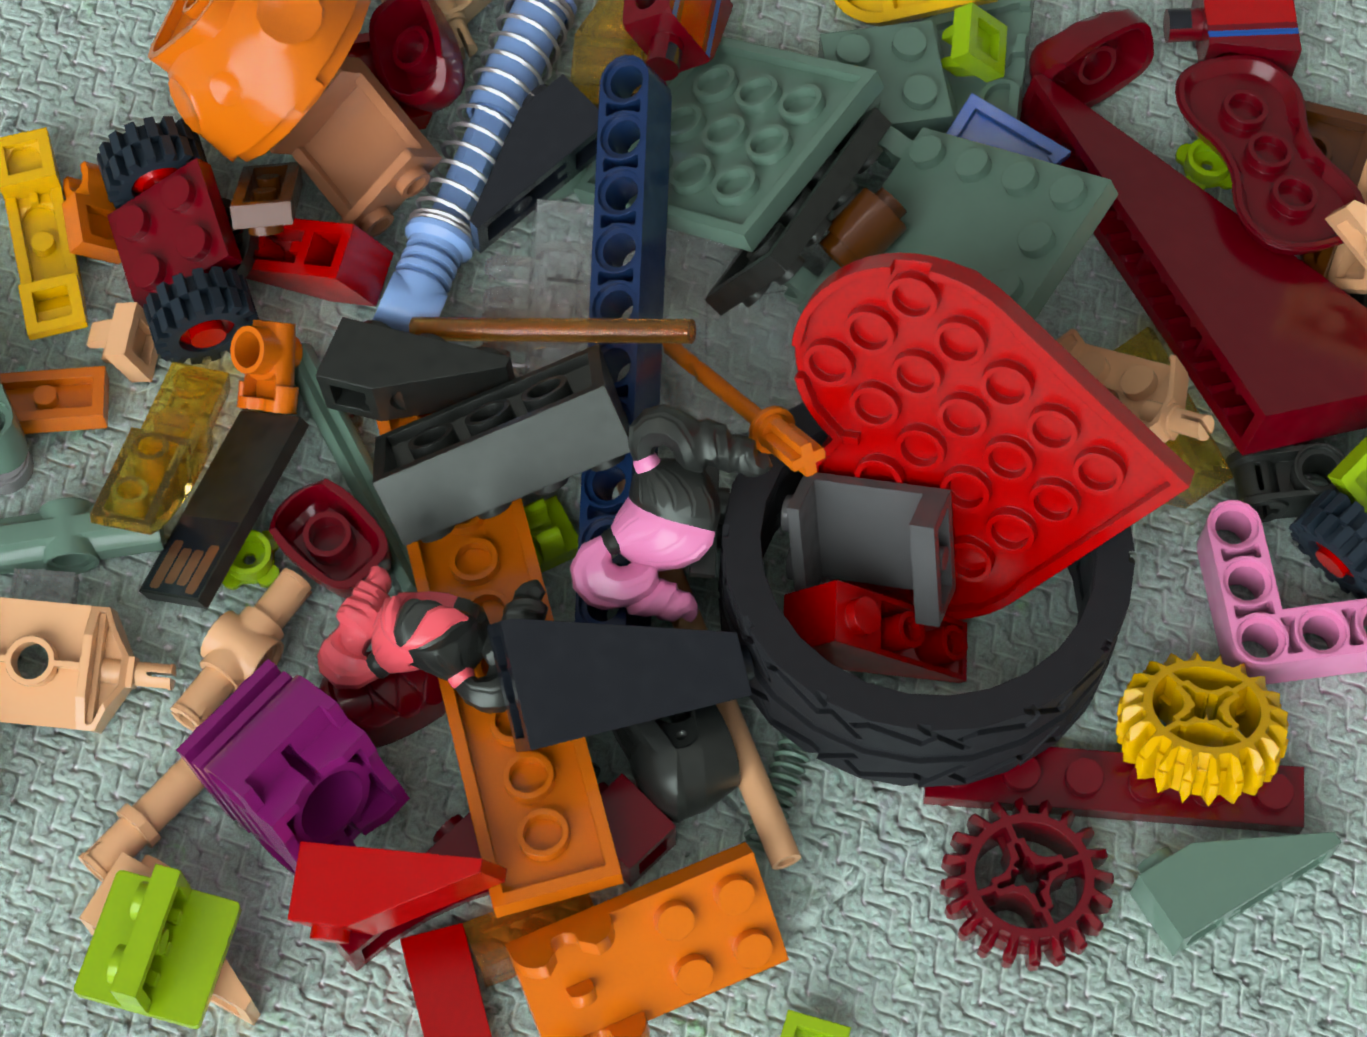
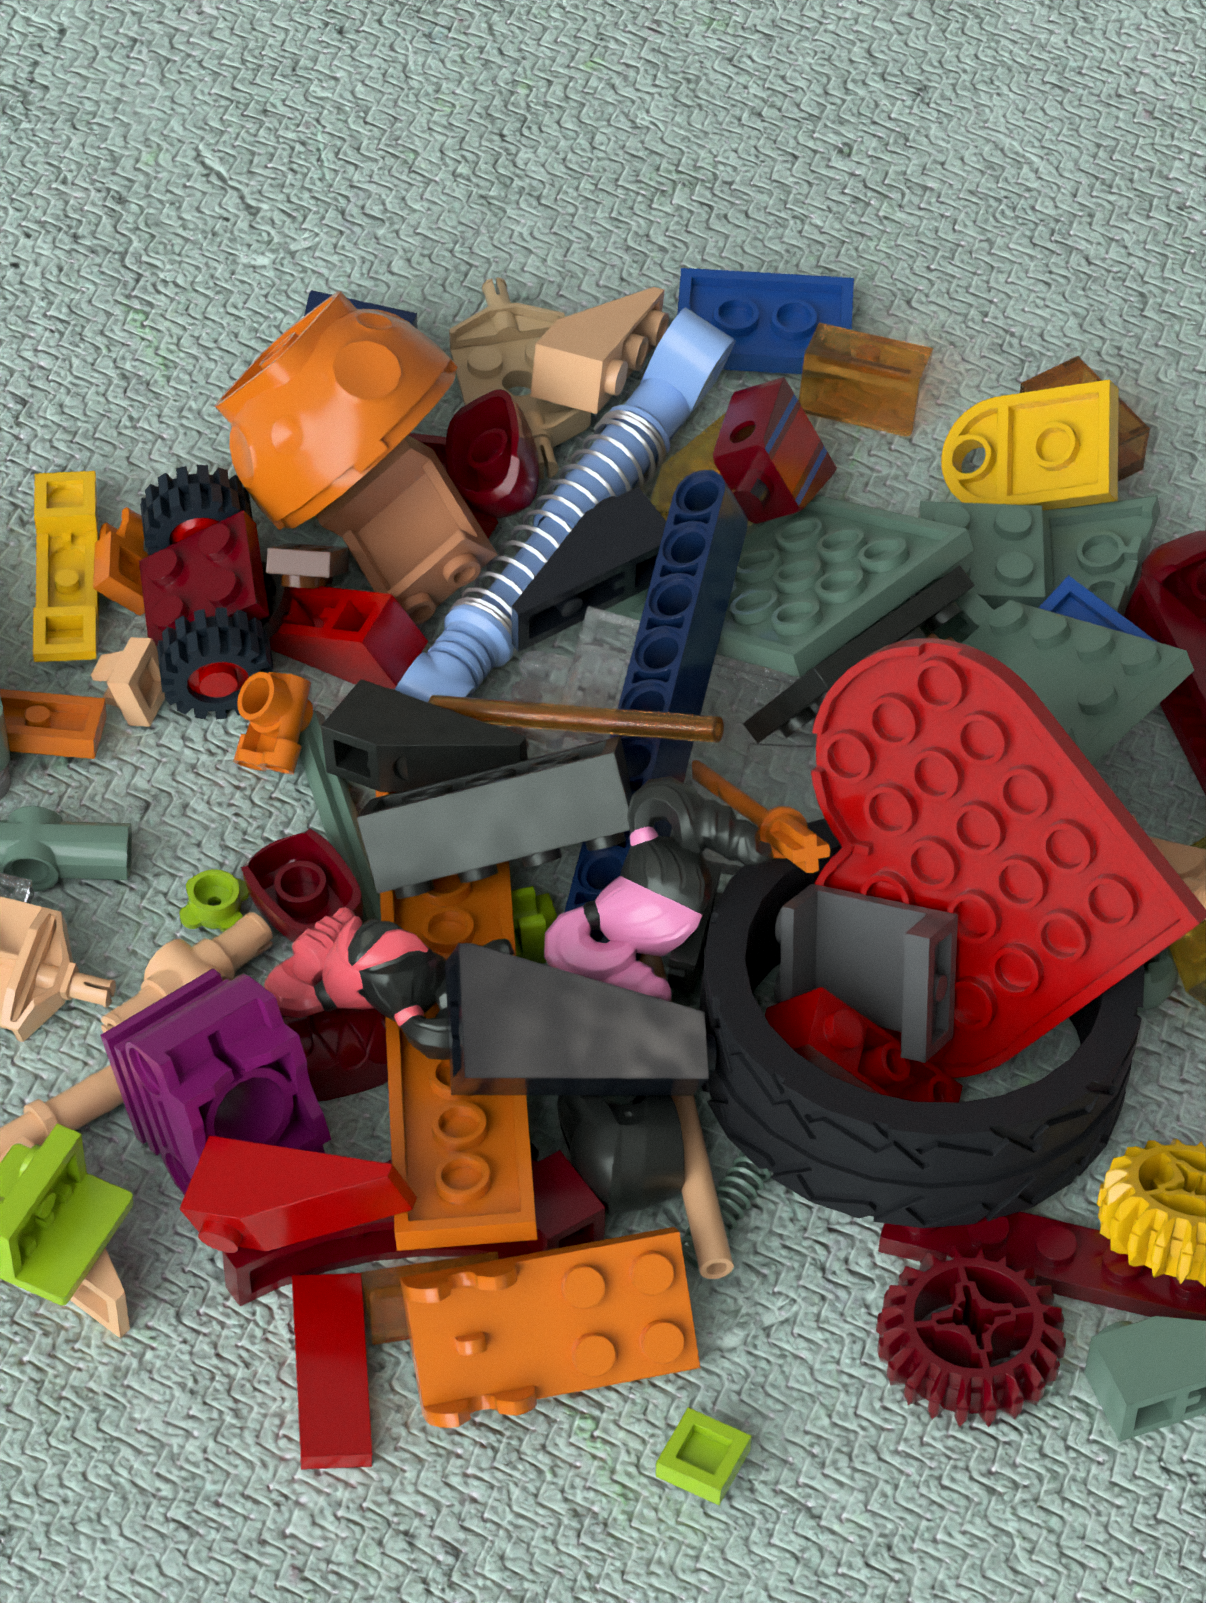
camera: 10 degrees right, 15 degrees down
(166, 454) = (153, 784): clear yellow slope -> none
(224, 509) = (198, 848): pearl dark grey piece -> none
(976, 44) = (1084, 535): lime tile -> none

